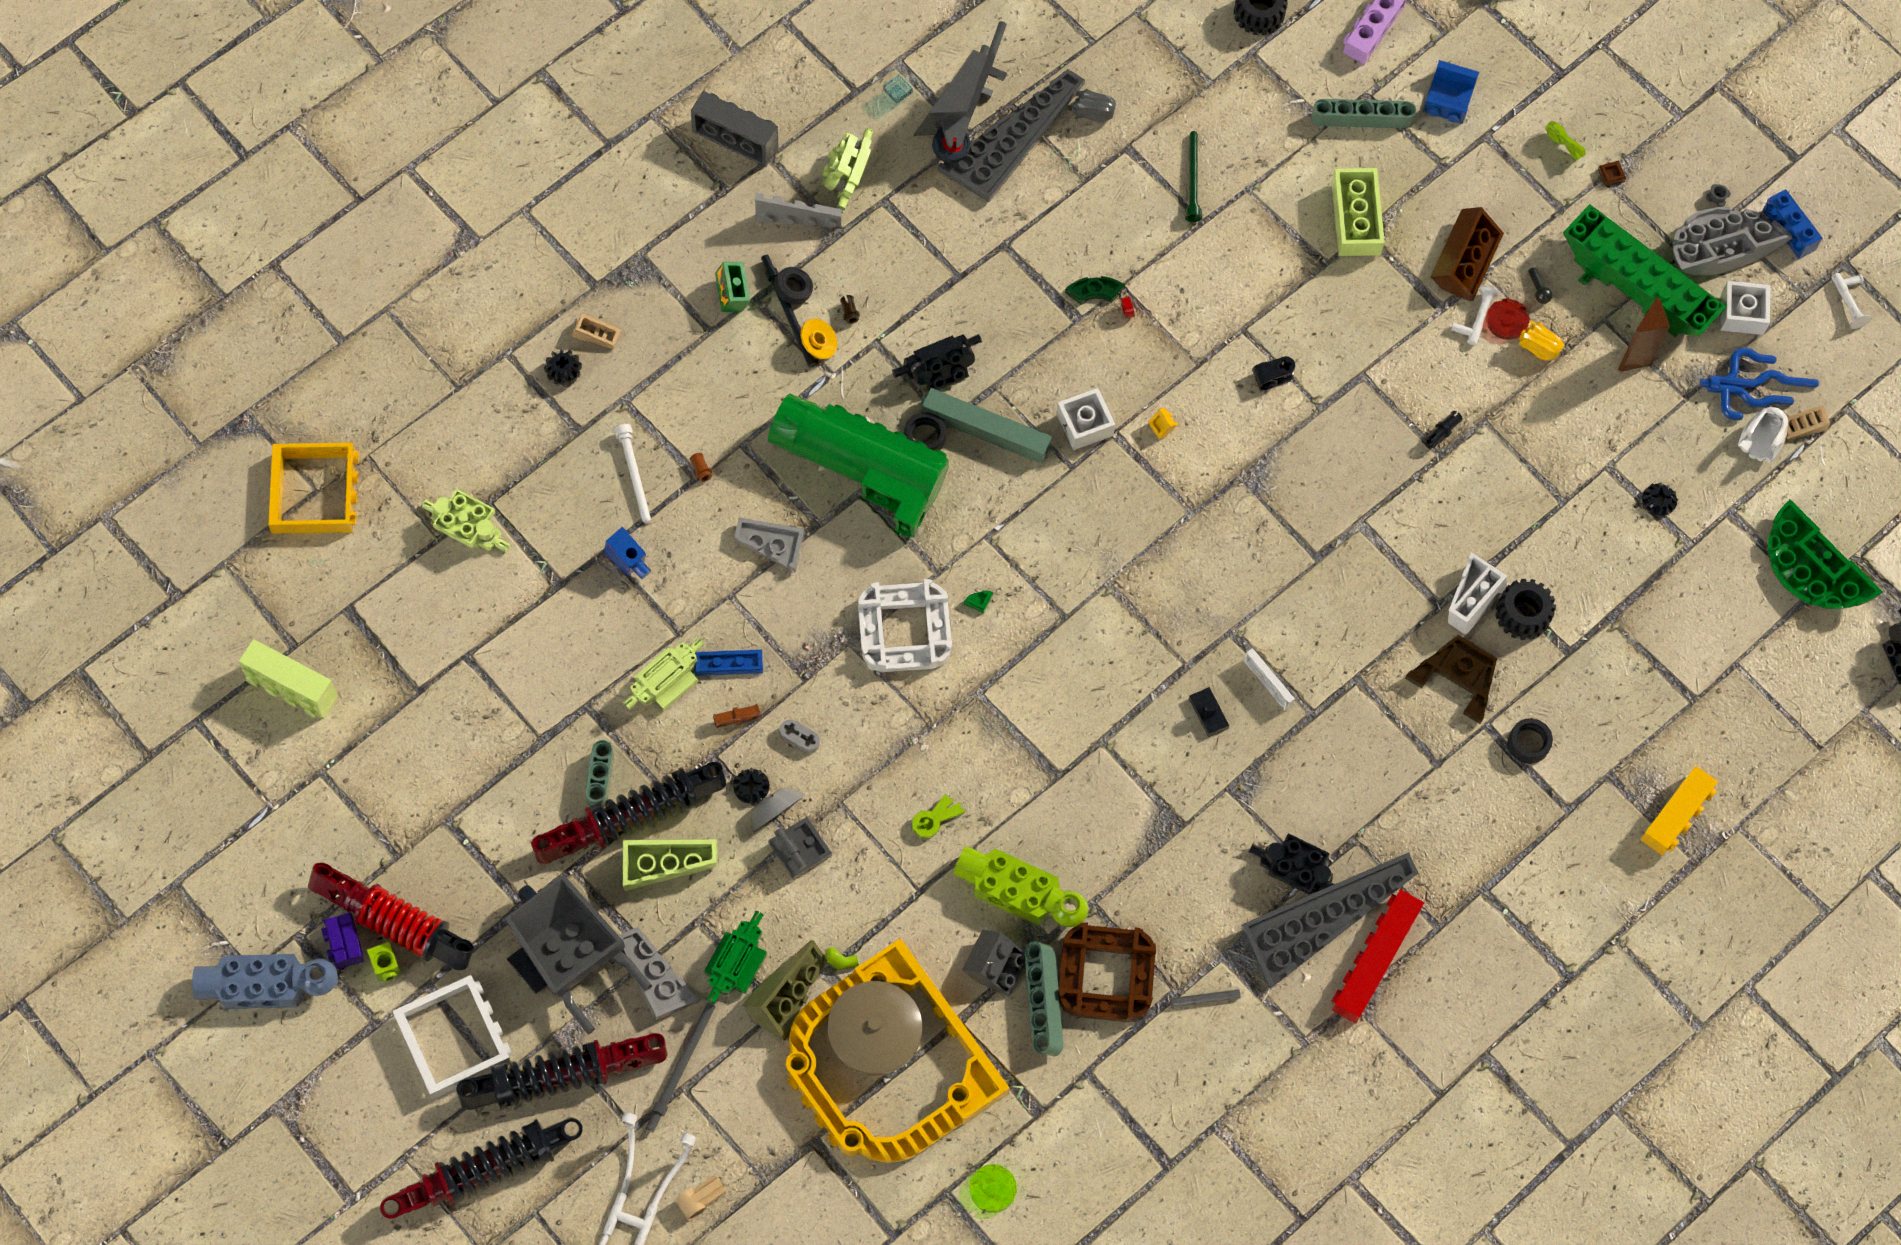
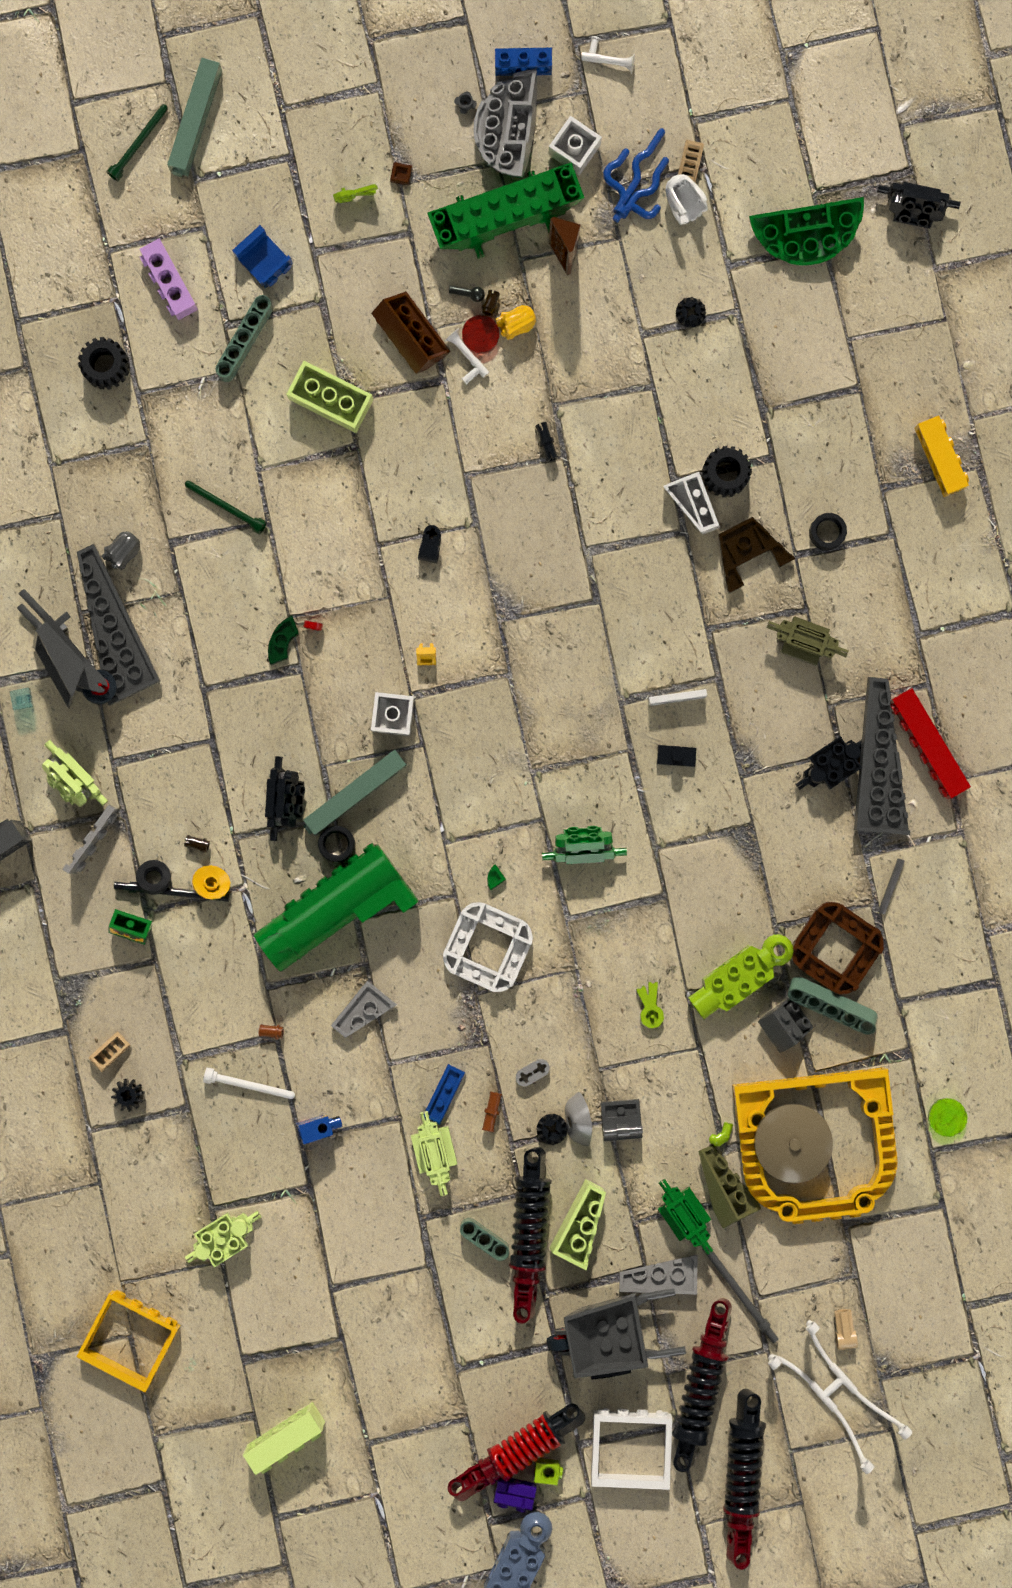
camera: 60 degrees left, 20 degrees up
(1074, 667) = (584, 846): none -> green piece
(1405, 772) = (806, 640): none -> olive piece
(1543, 311) = (490, 303): none -> dark brown pin

